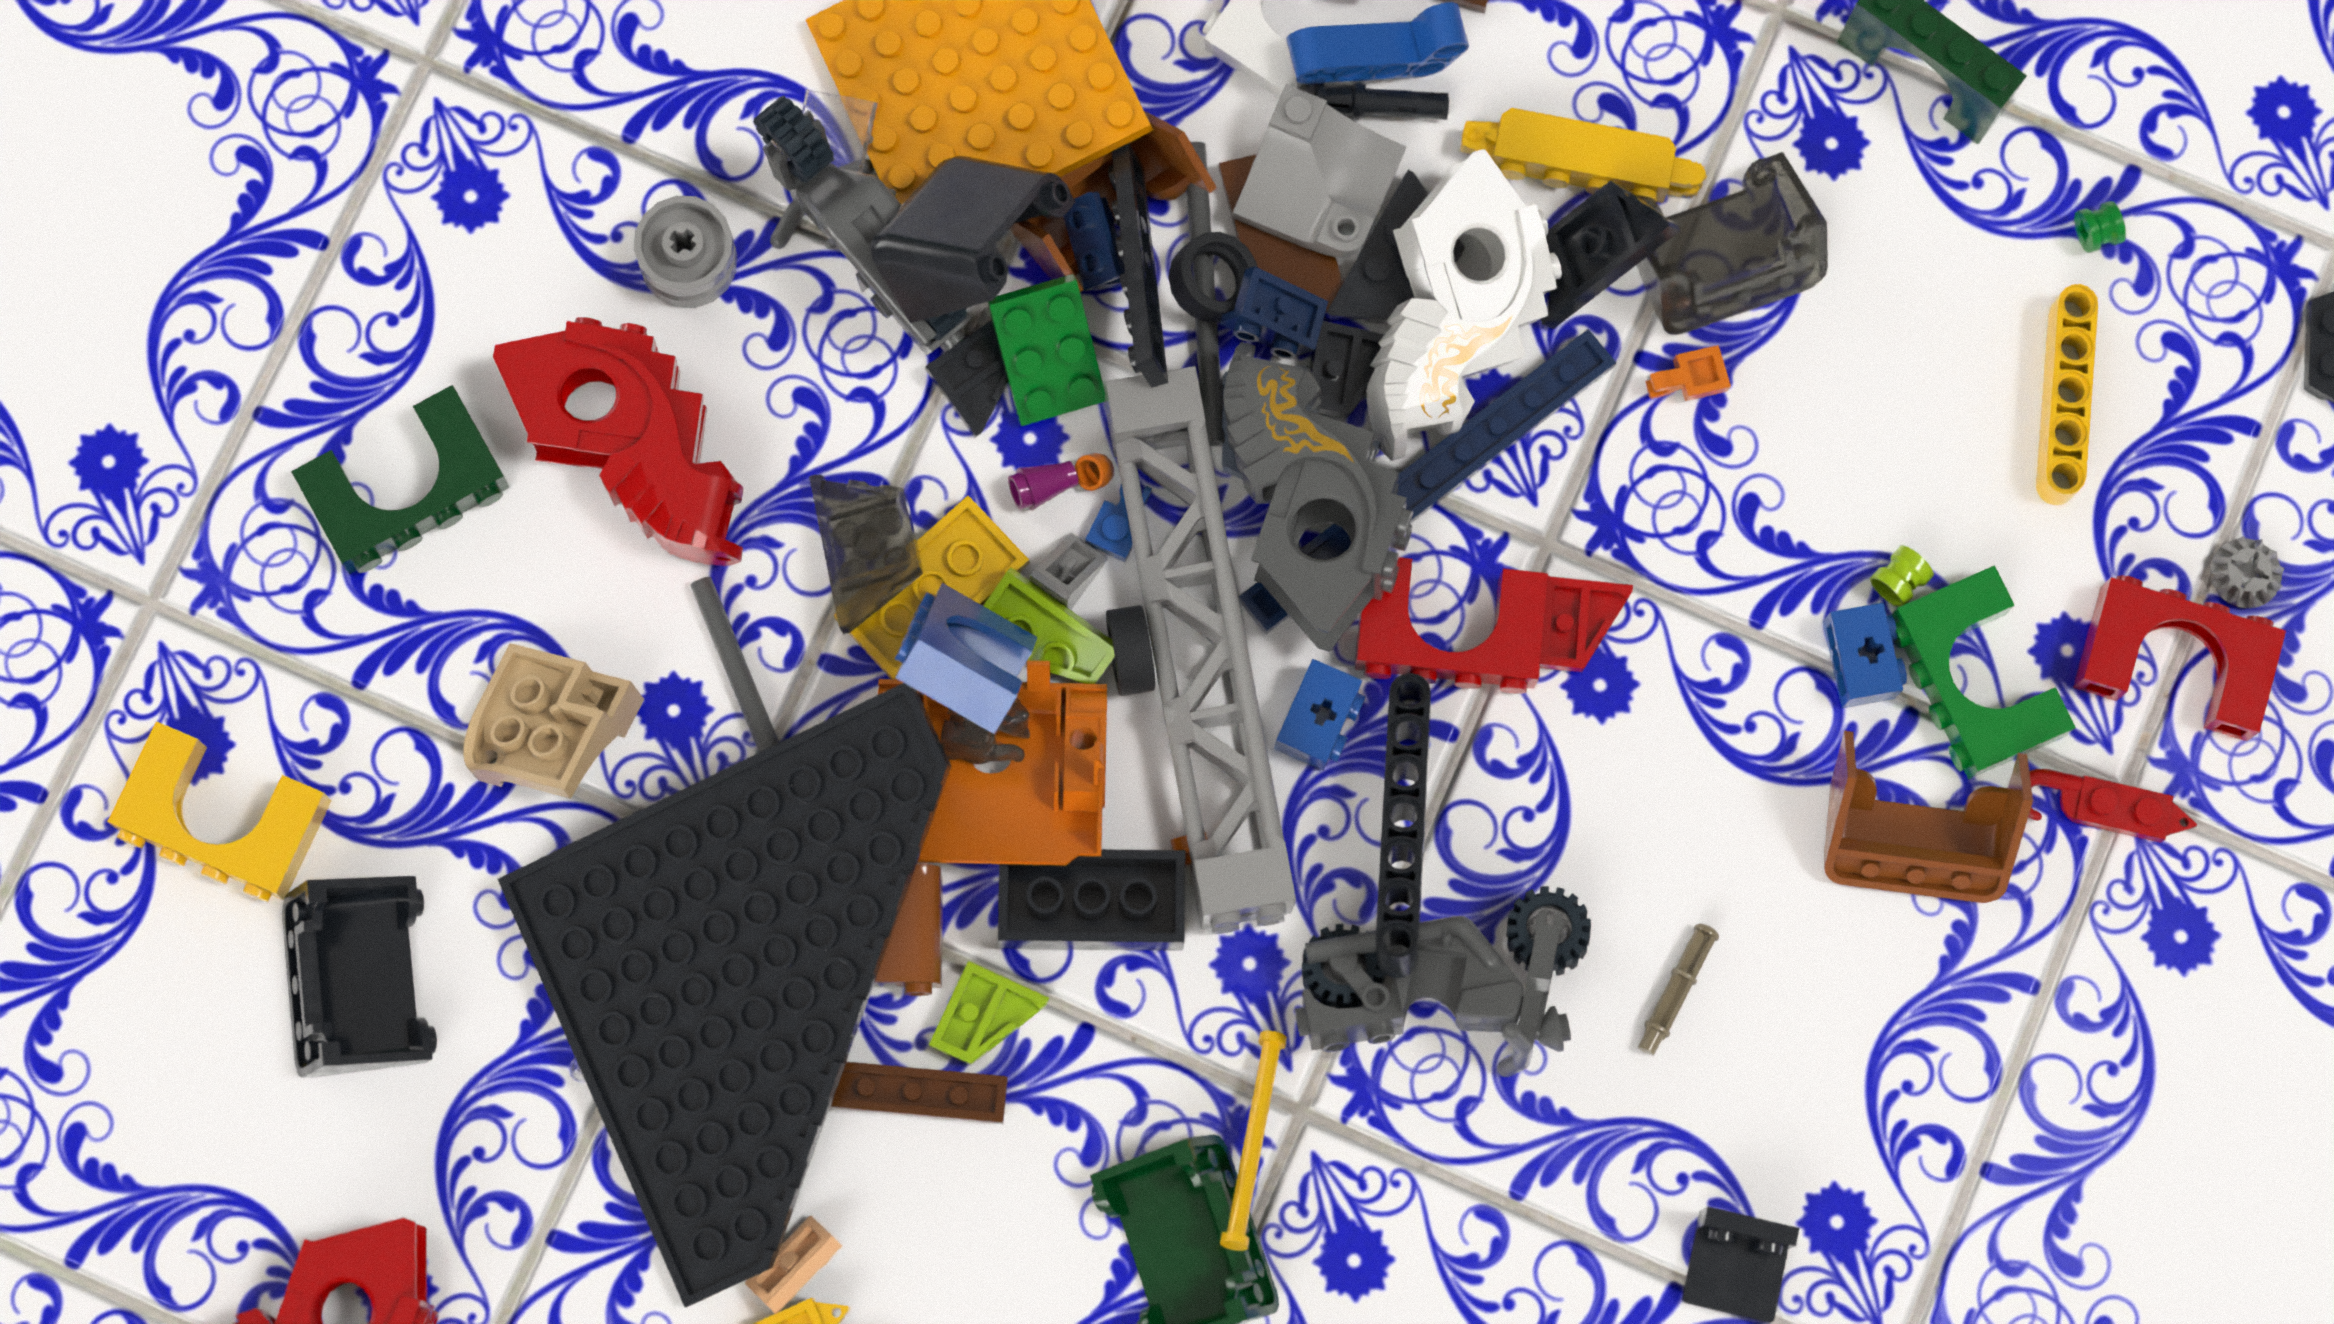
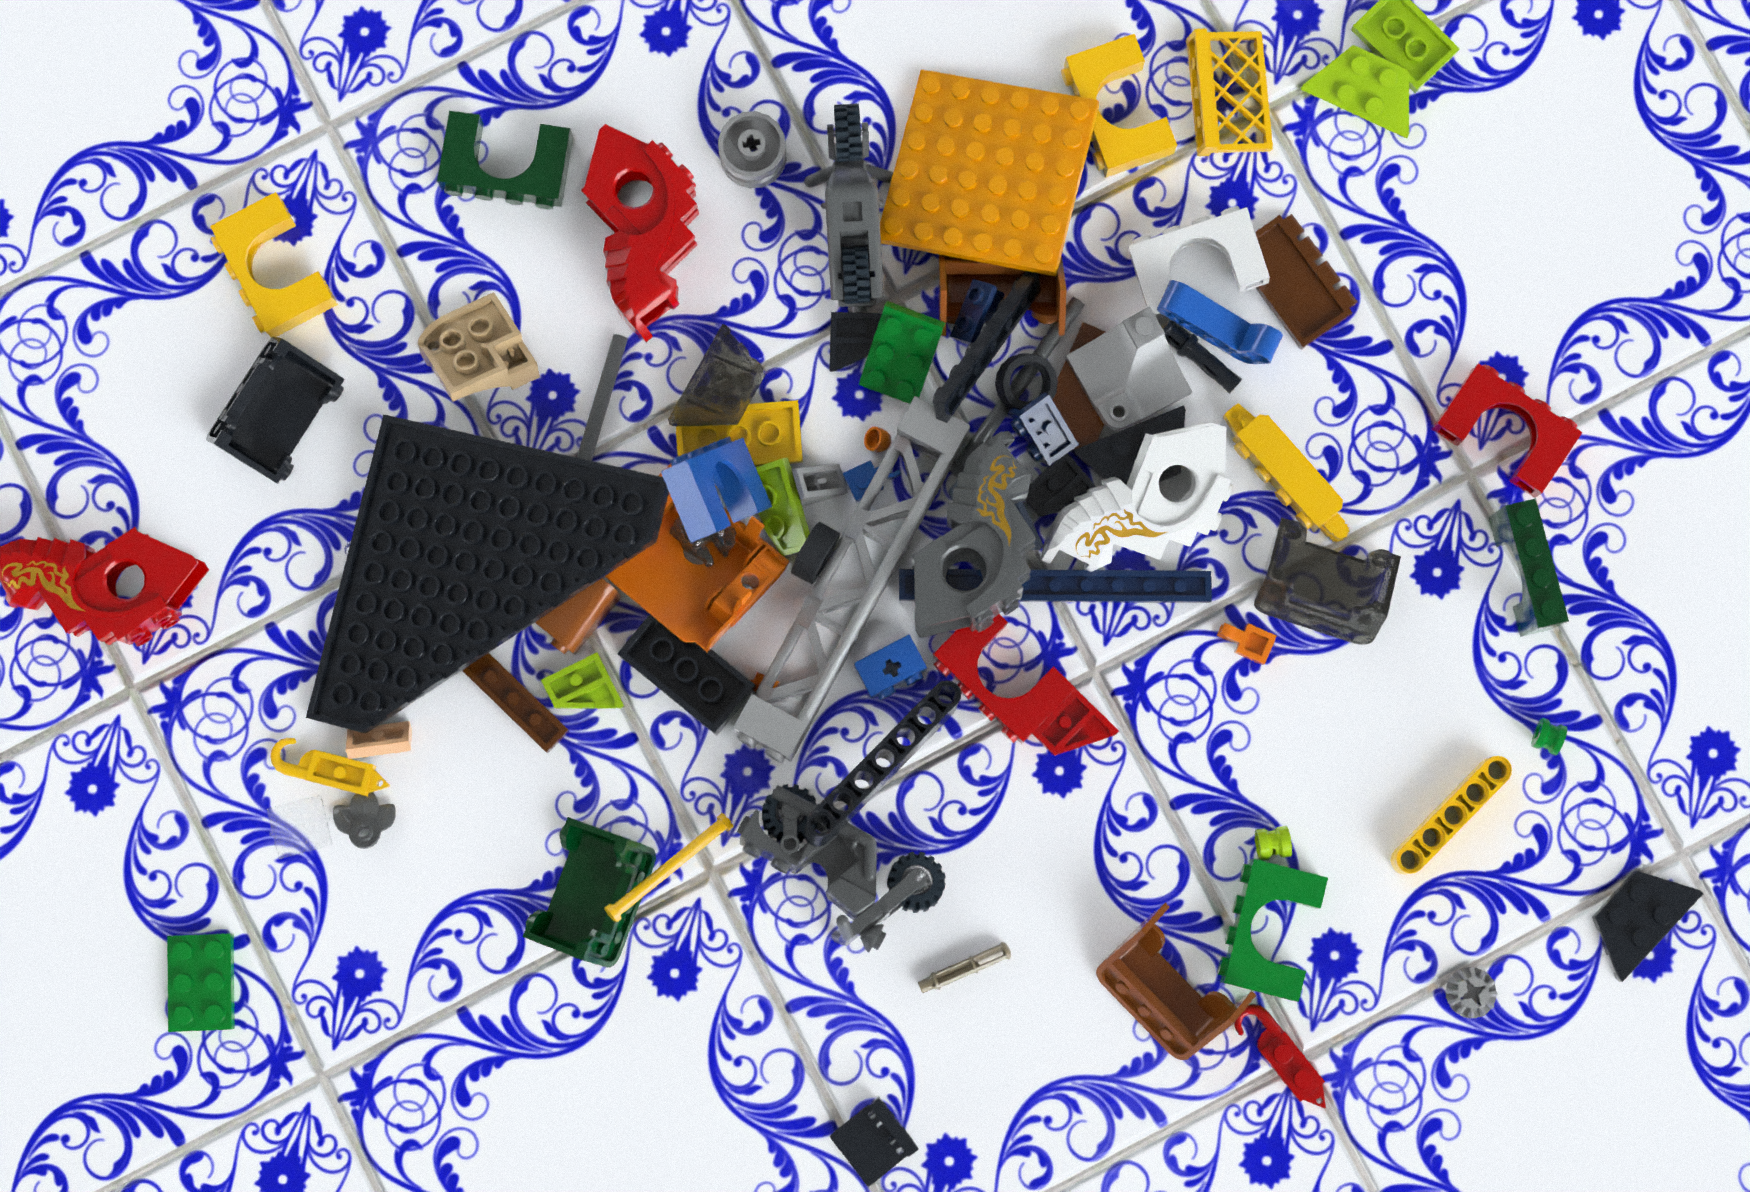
camera: 45 degrees right, 5 degrees up
(846, 126) = (888, 144): clear piece -> none
(943, 239) = (879, 248): black windscreen -> none
(1041, 483) = (842, 424): magenta cone -> none
(1600, 245) = (1252, 530): black wing -> none
(1855, 676) = (1216, 851): blue brick -> none
(2241, 647) = (1431, 1033): red arch -> none

